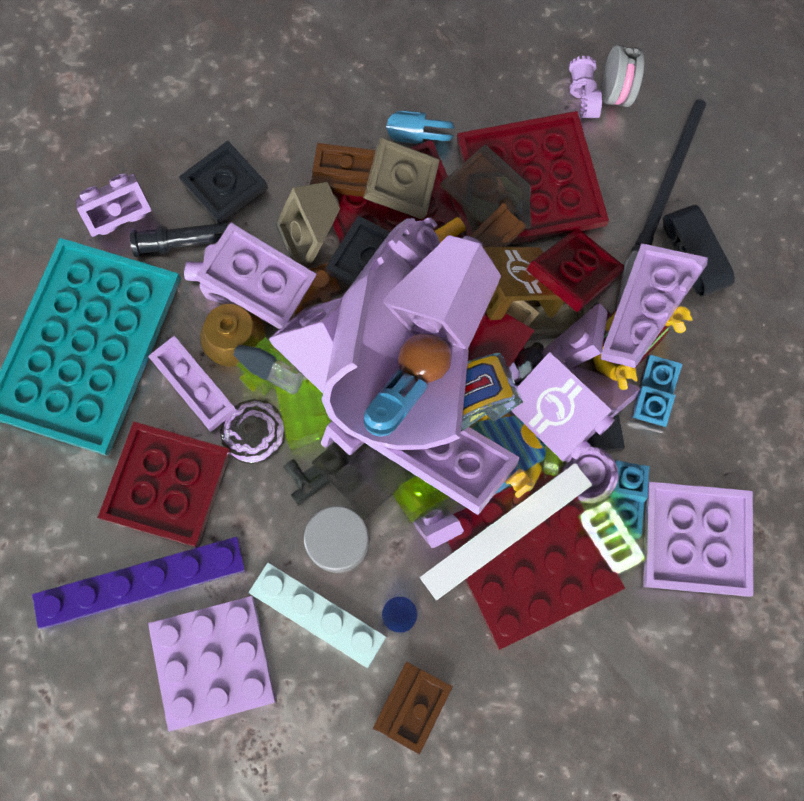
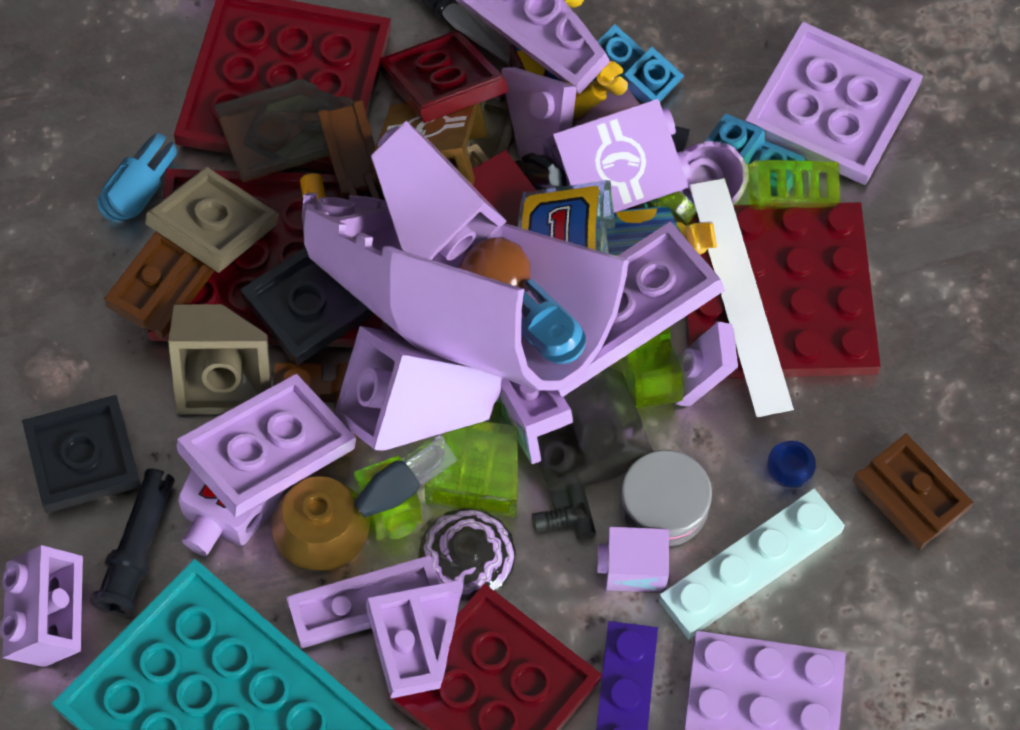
camera: 70 degrees left, 10 degrees down
(170, 420) = (414, 635): none -> lavender wing
(283, 536) = (635, 559): none -> lavender brick

